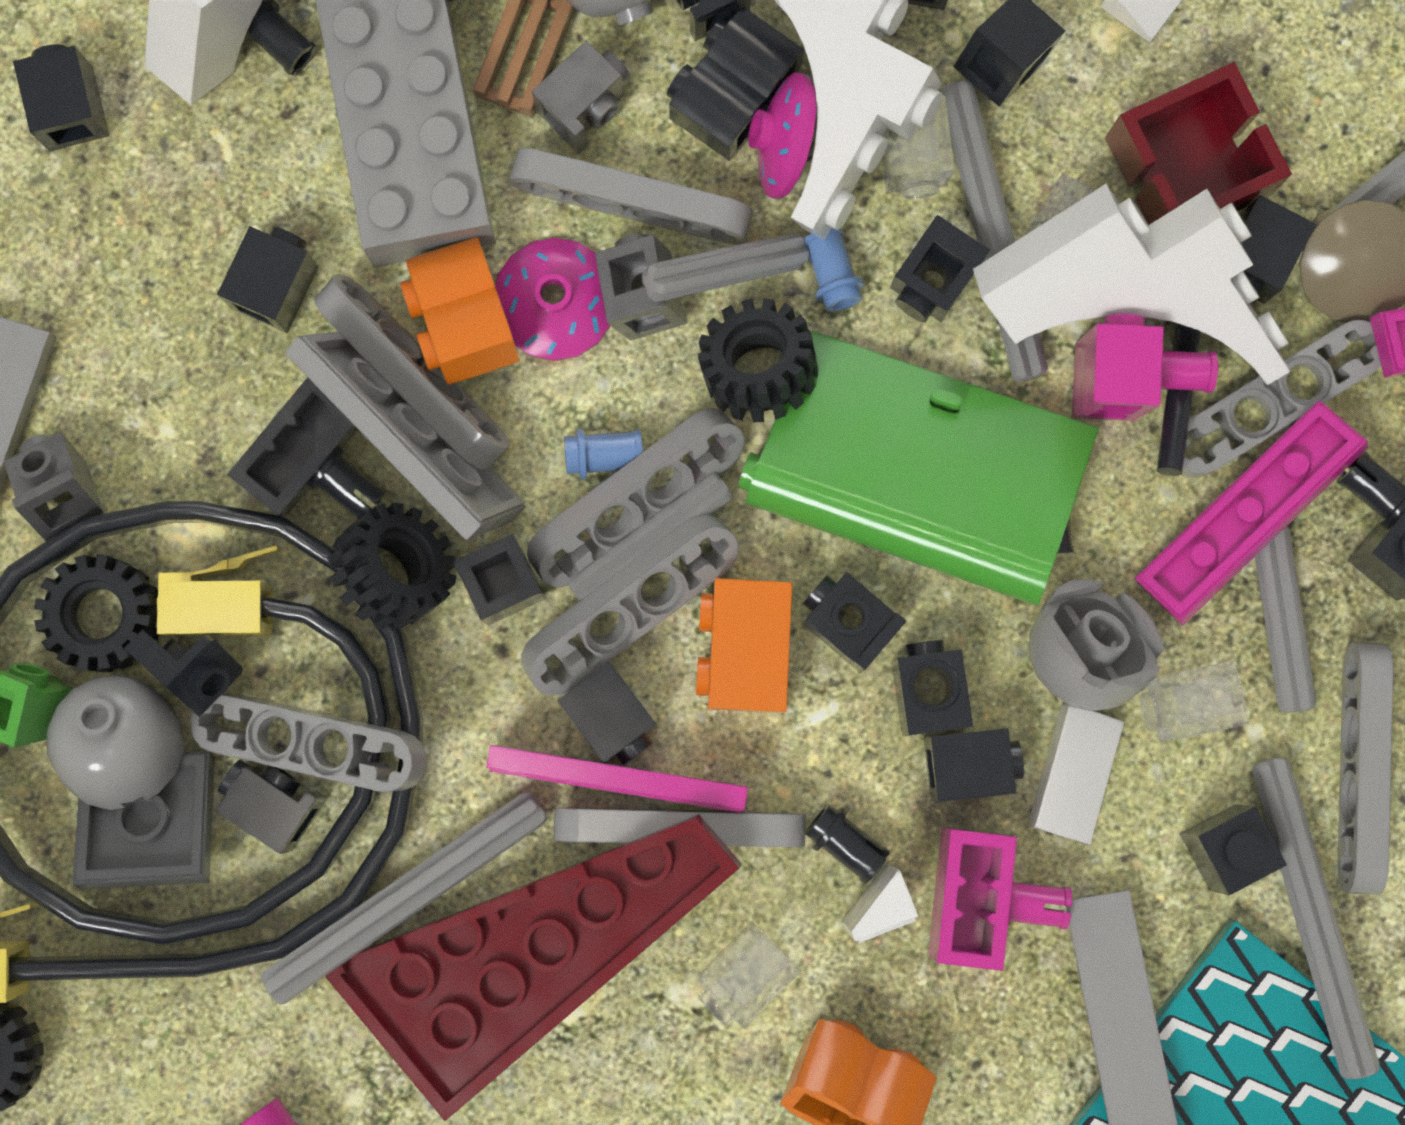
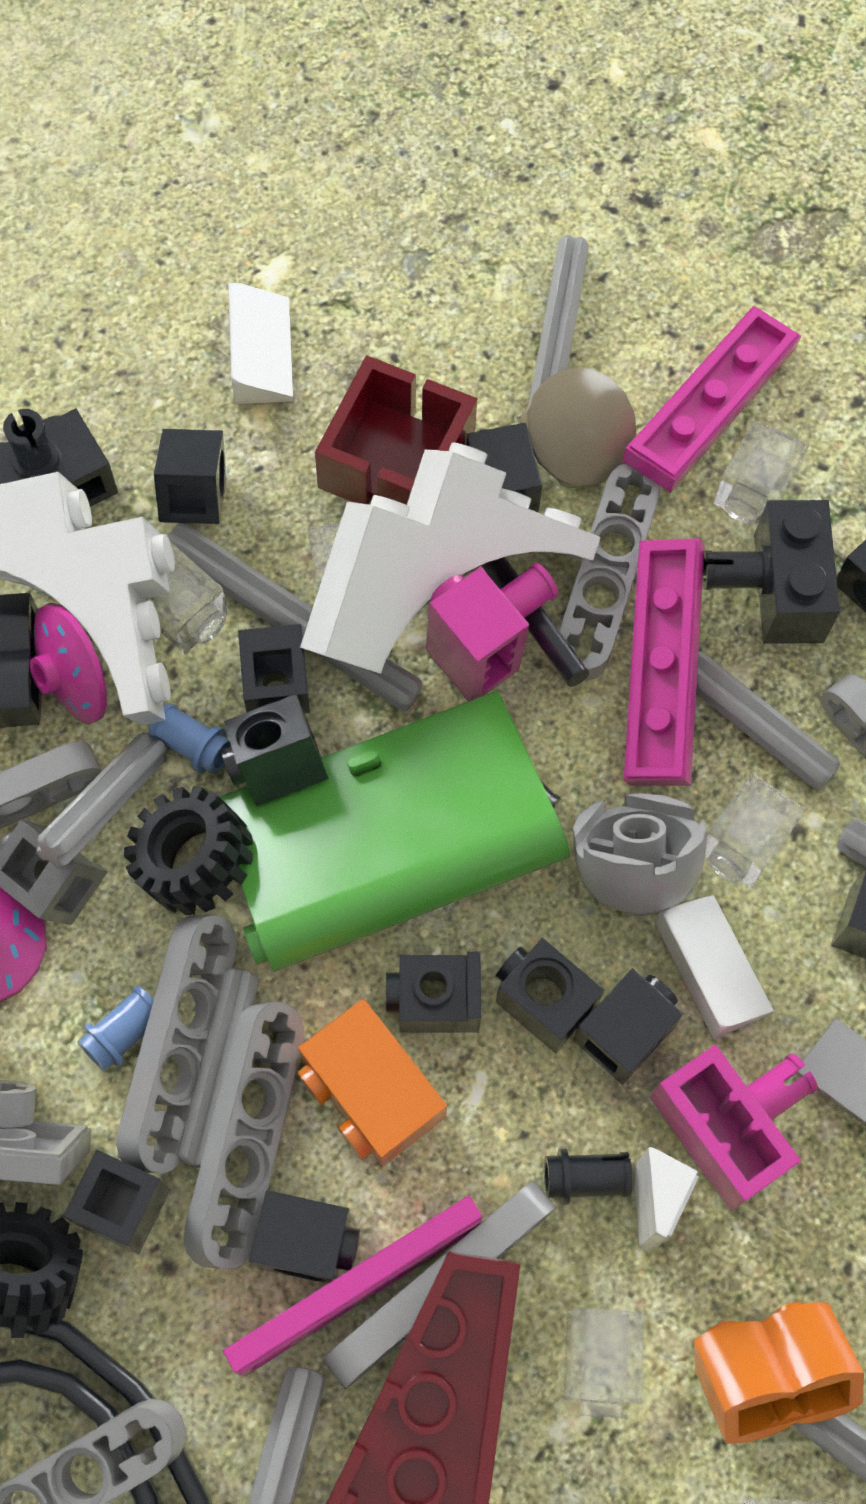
camera: 40 degrees left, 15 degrees down
(885, 334) = (273, 751): none -> black brick

